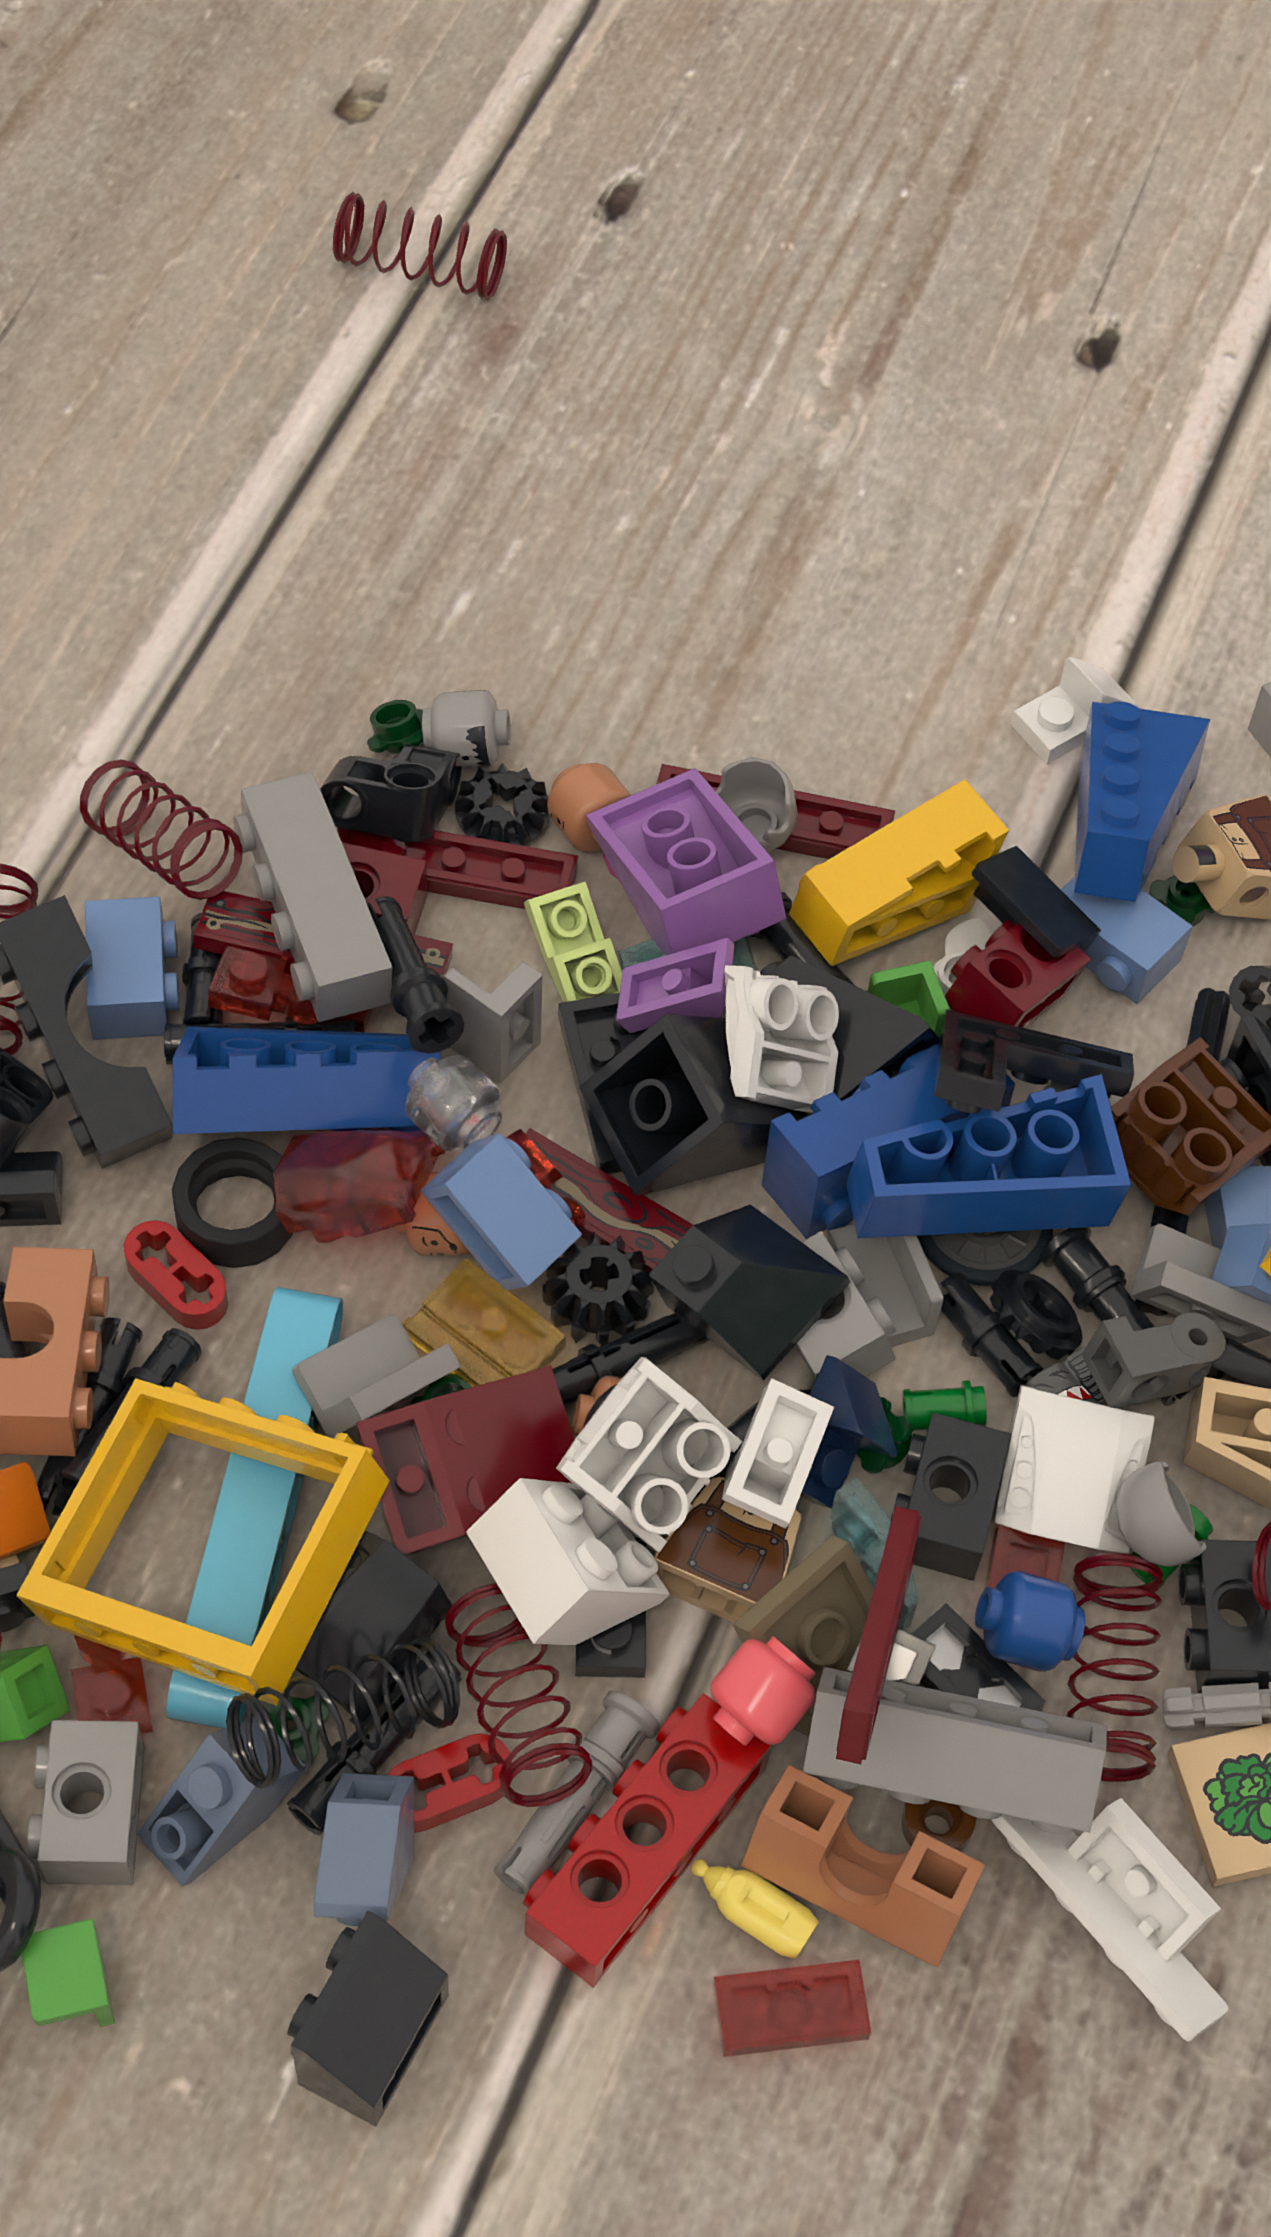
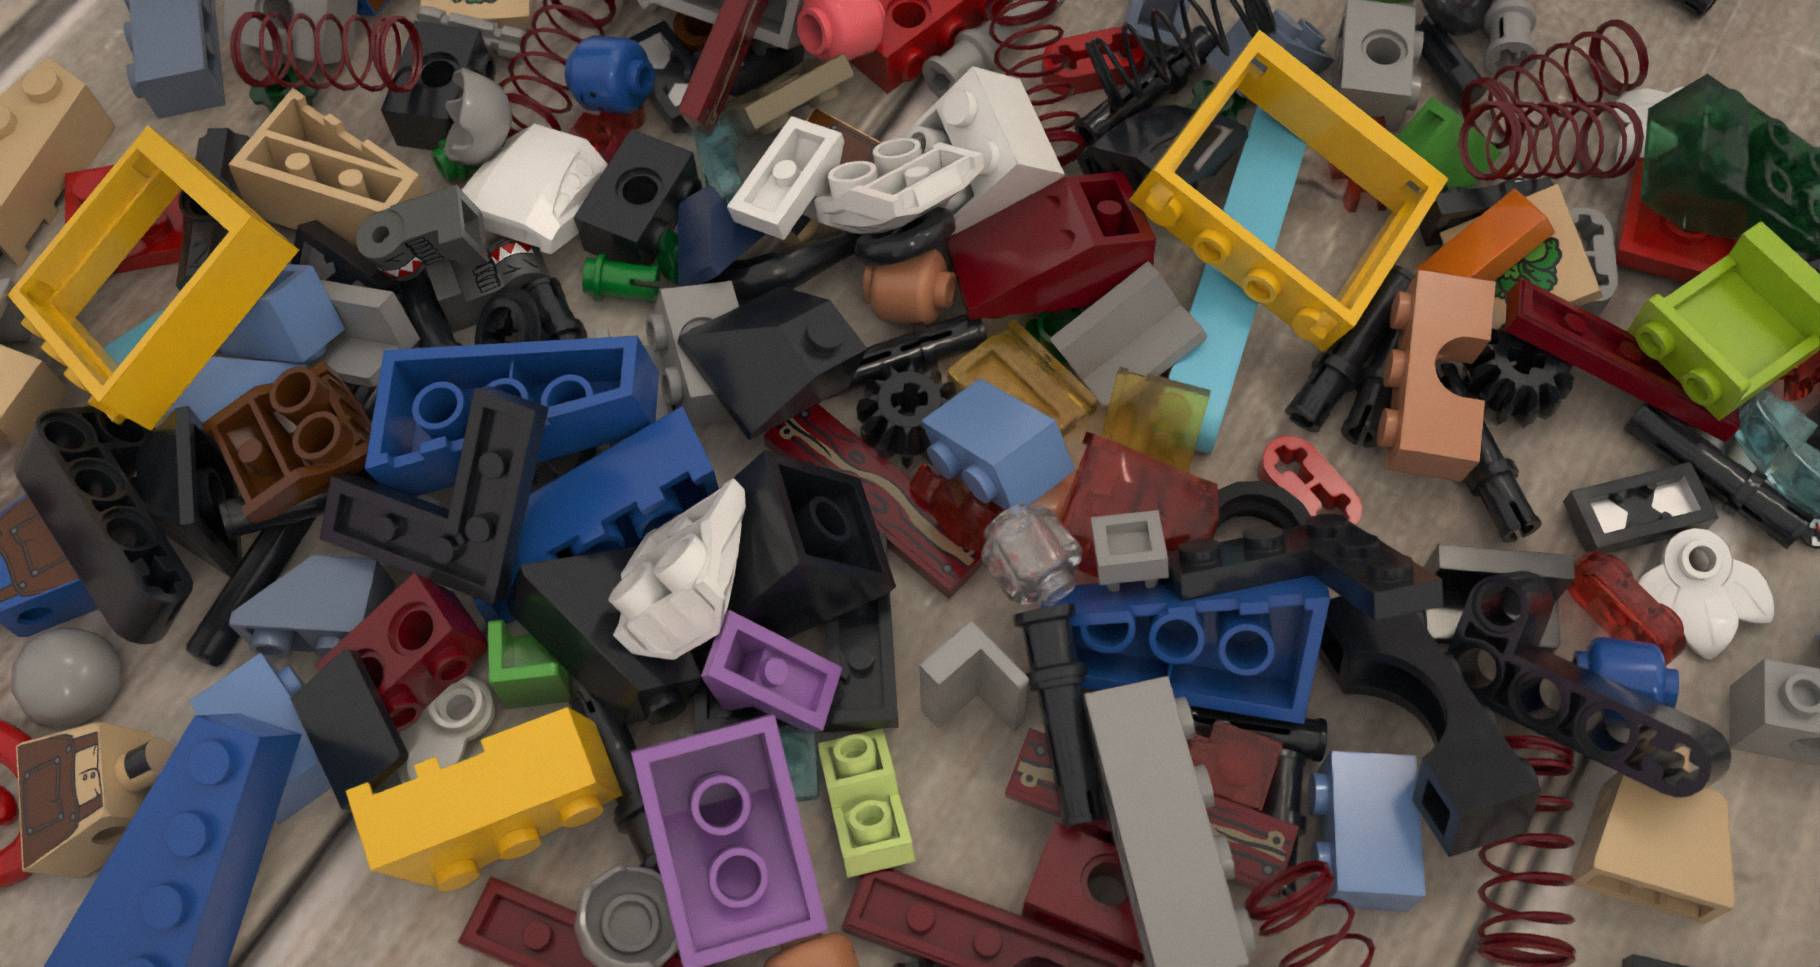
camera: 165 degrees left, 5 degrees up
(182, 1149) = (1327, 547): none -> black plate
(342, 1269) = (1156, 416): none -> clear yellow plate
(361, 1107) = (1129, 549): none -> light grey tile
(1126, 1022) = (312, 605): none -> sand blue slope

